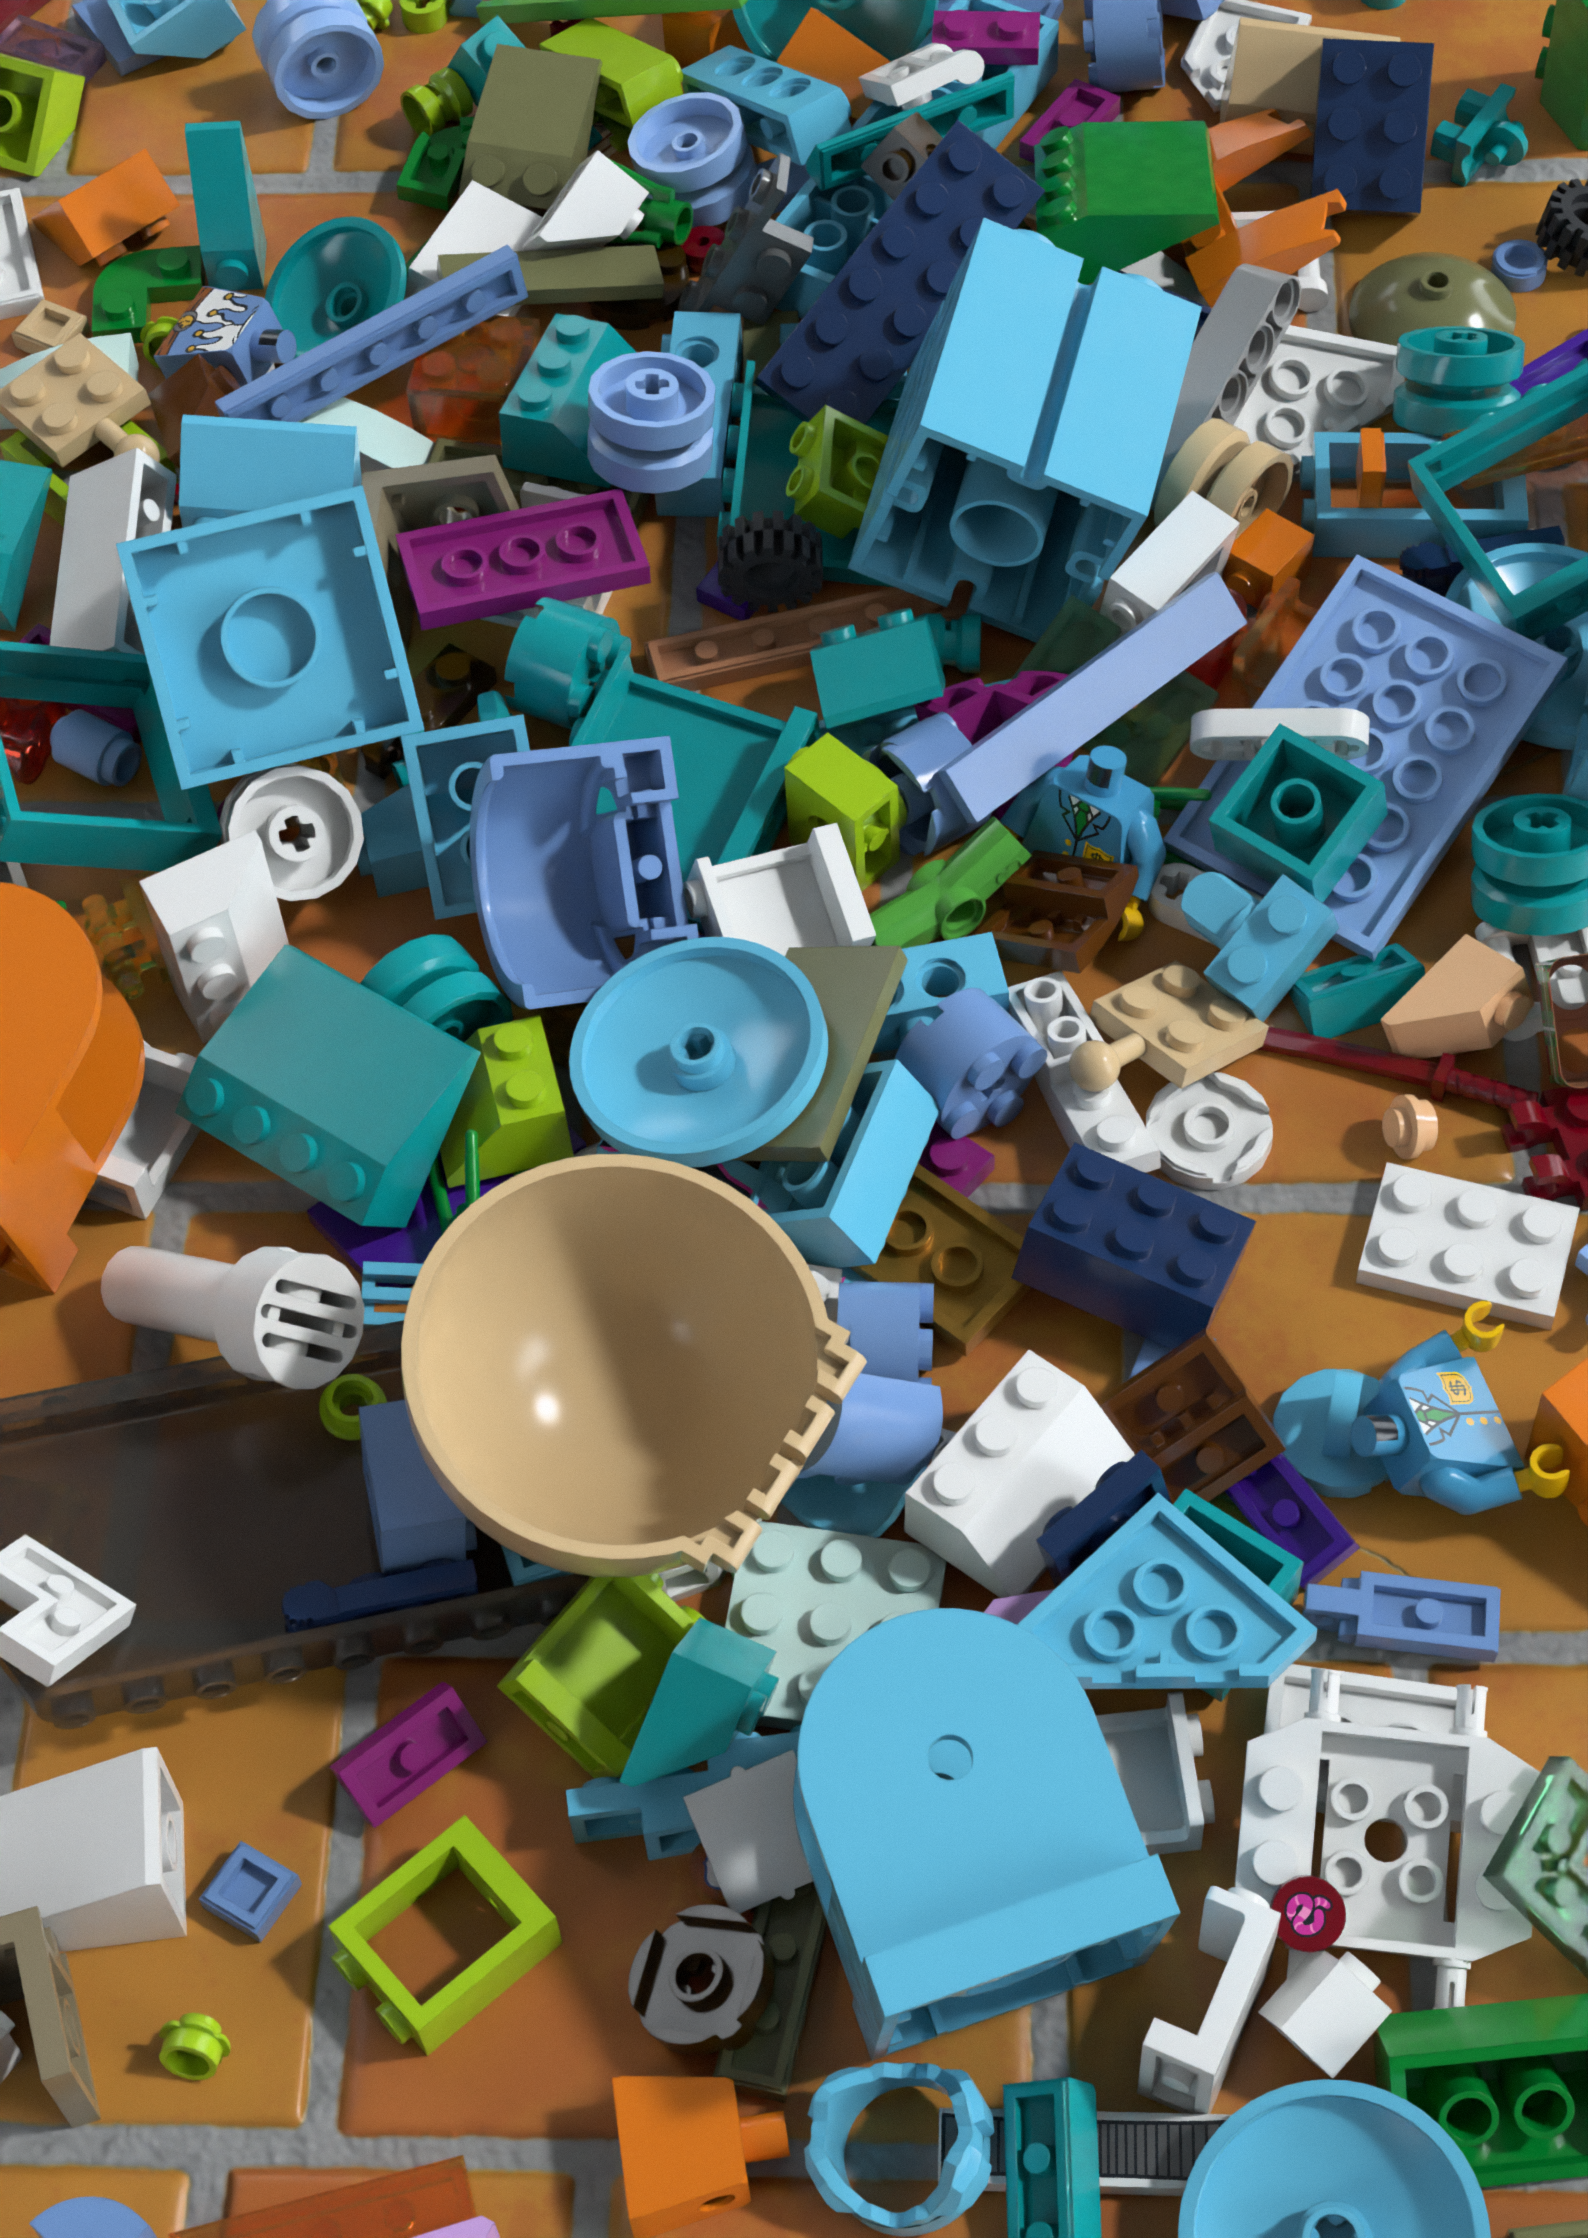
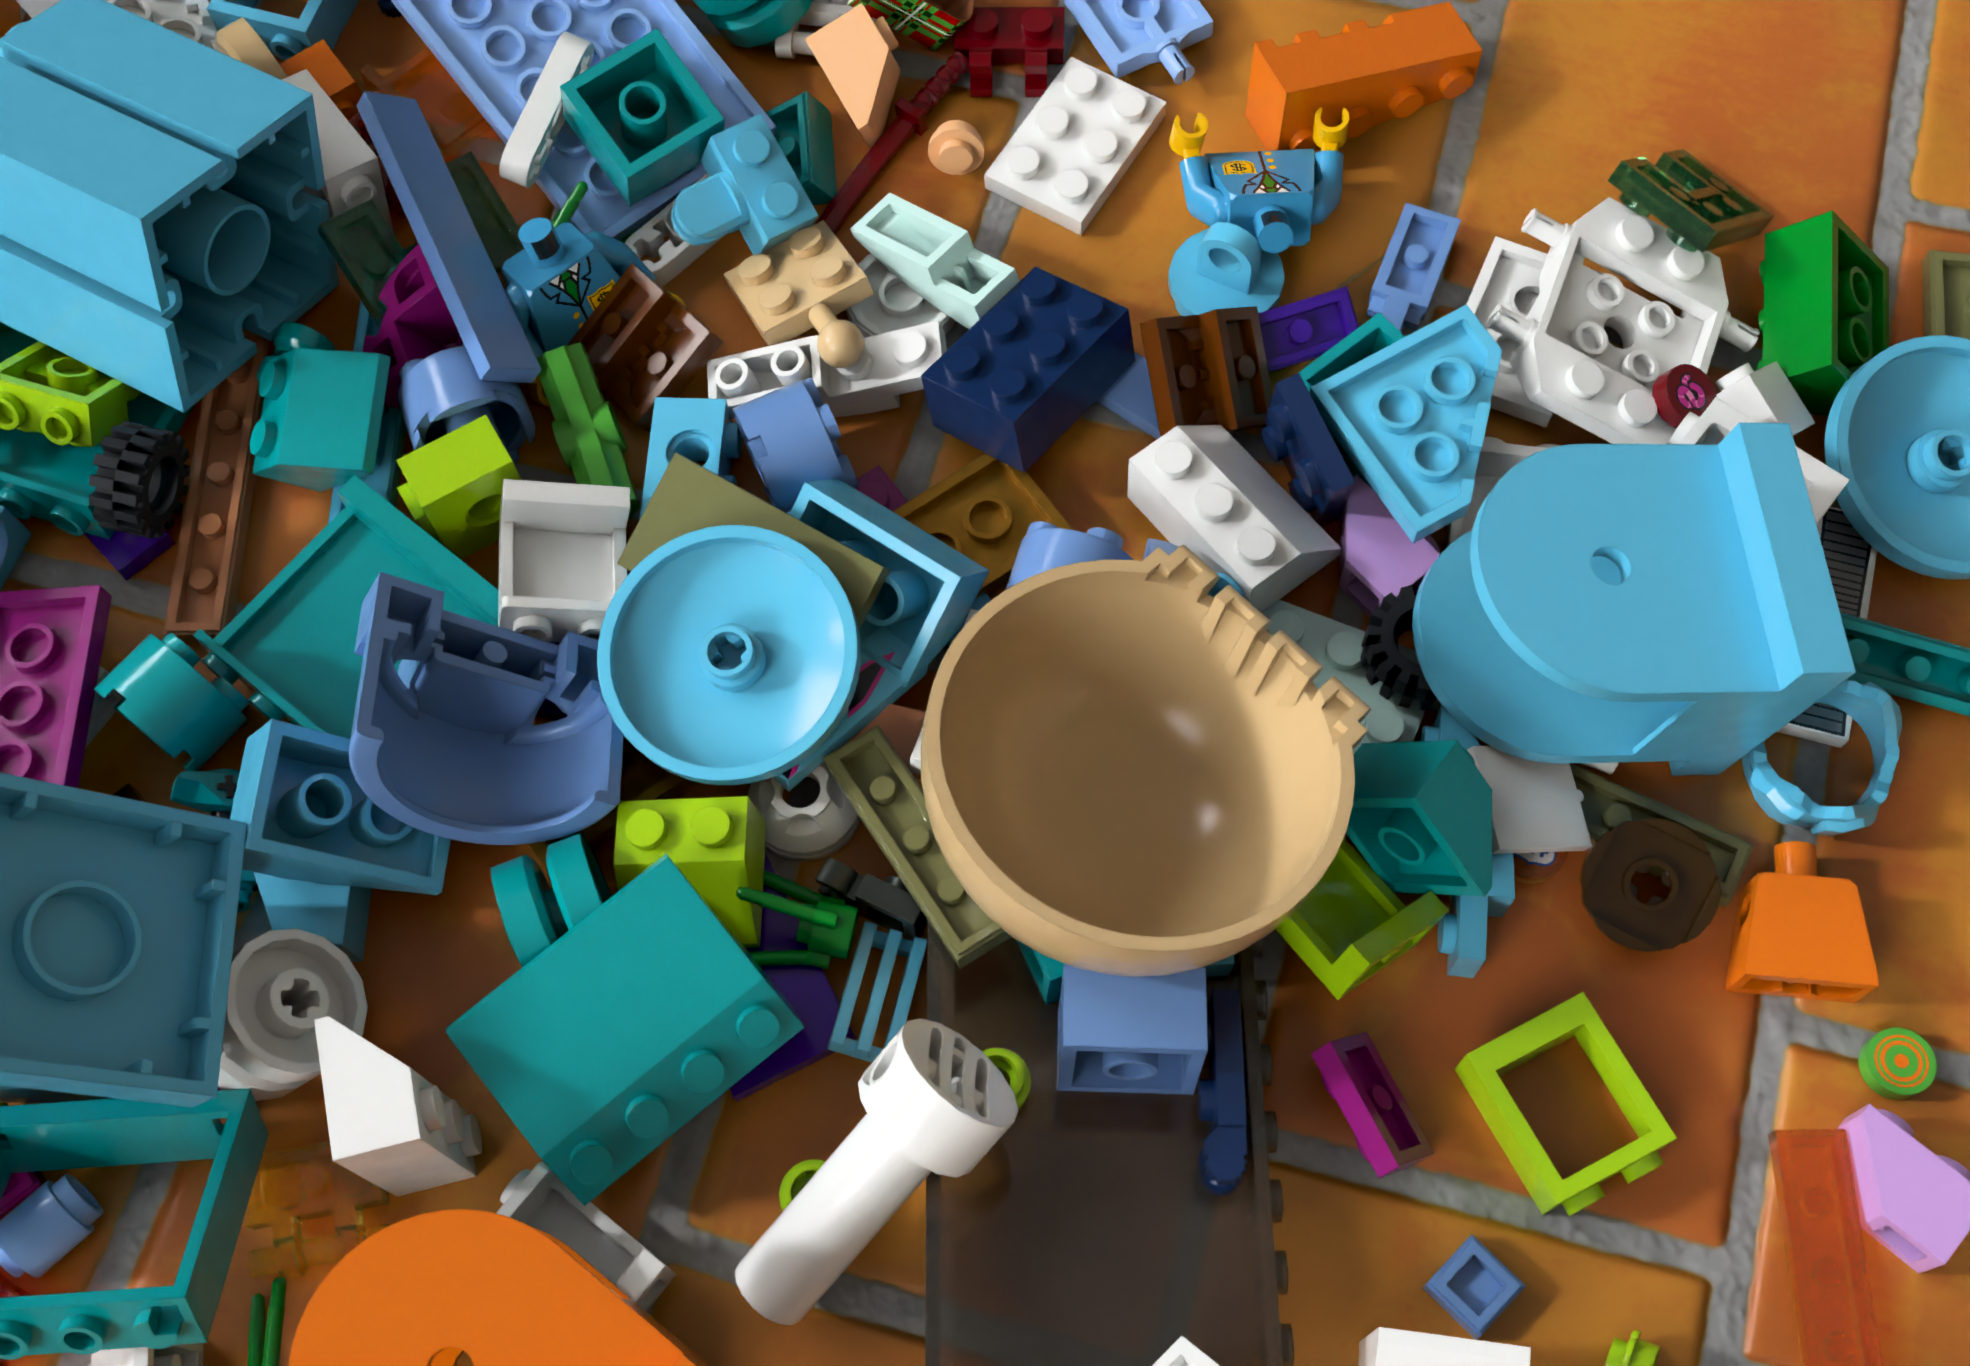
camera: 75 degrees left, 10 degrees up
(1245, 1130) = (934, 259): none -> light aqua slope

